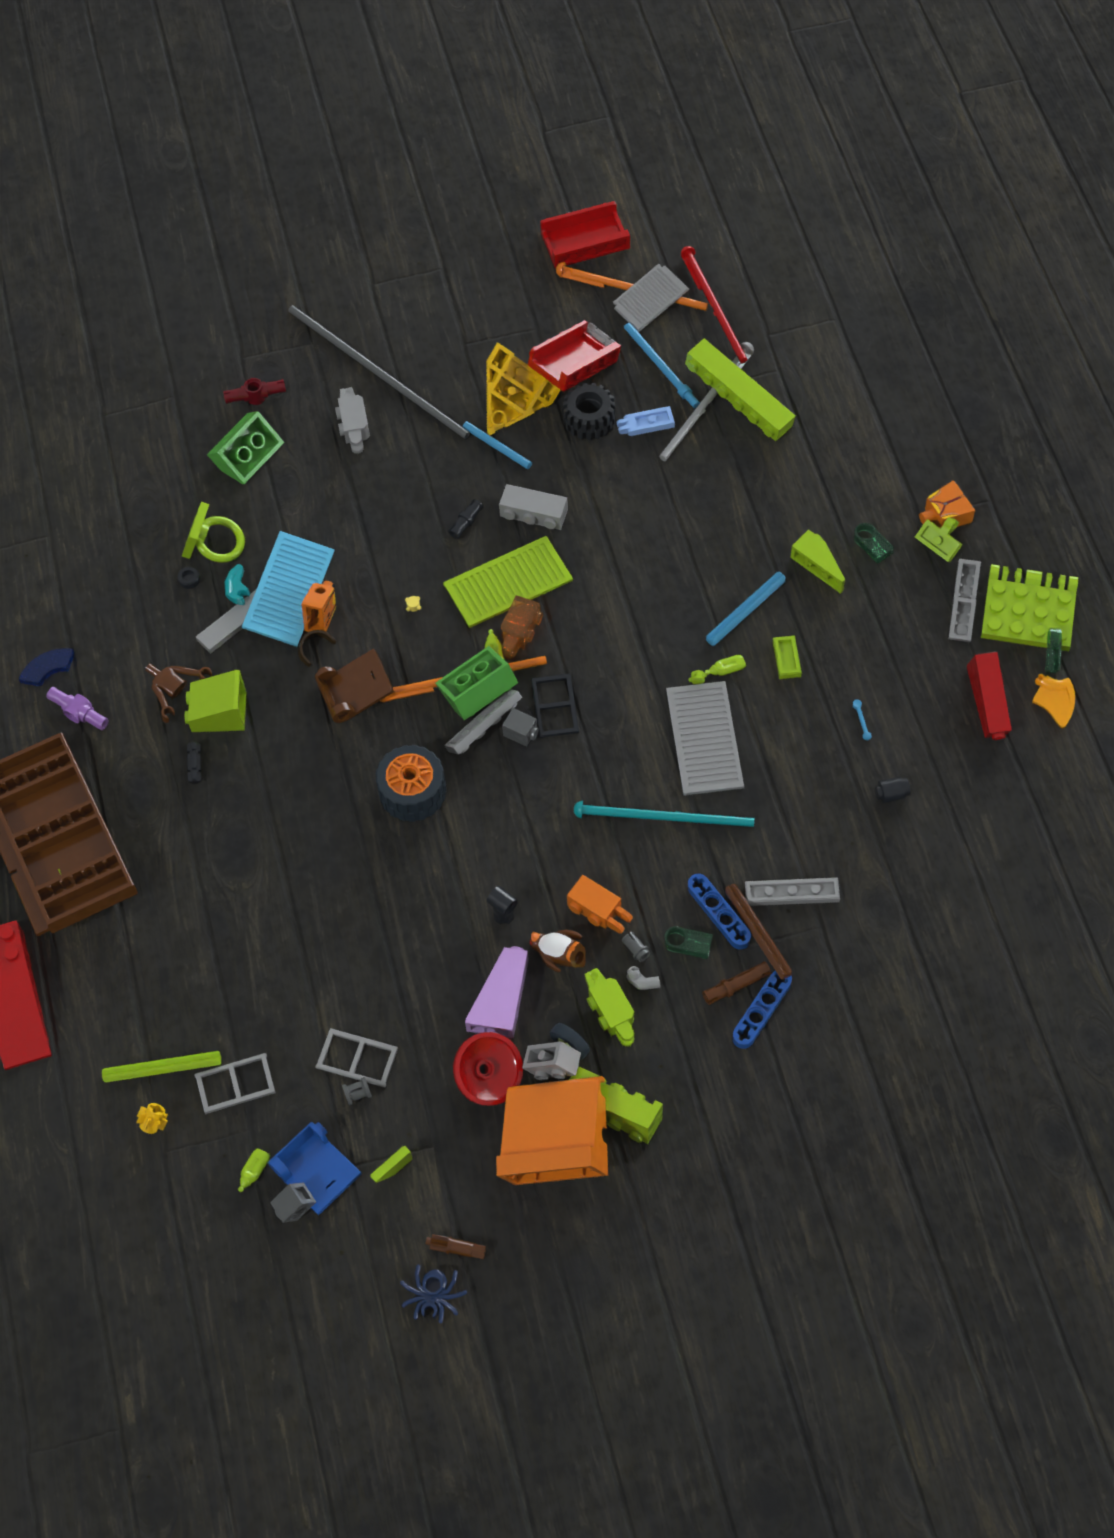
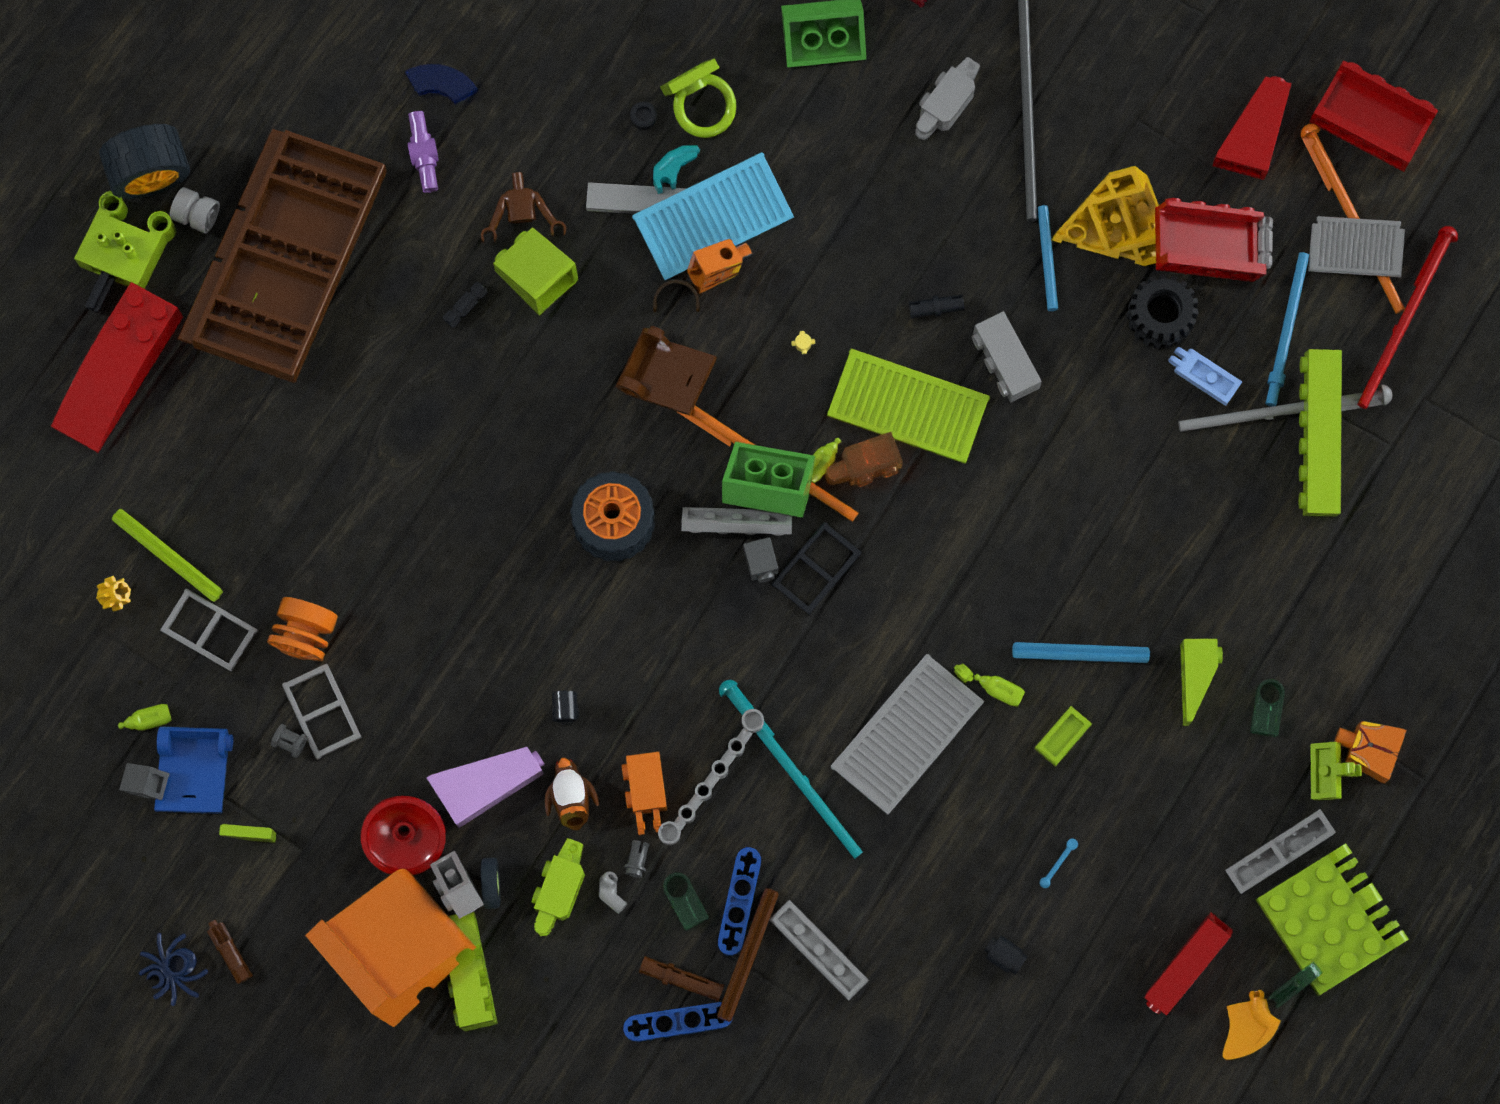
camera: 45 degrees right, 15 degrees up
(295, 1017) = (302, 629): none -> orange wheel
(535, 292) = (1254, 135): none -> red slope
(639, 907) = (670, 832): none -> light grey bar

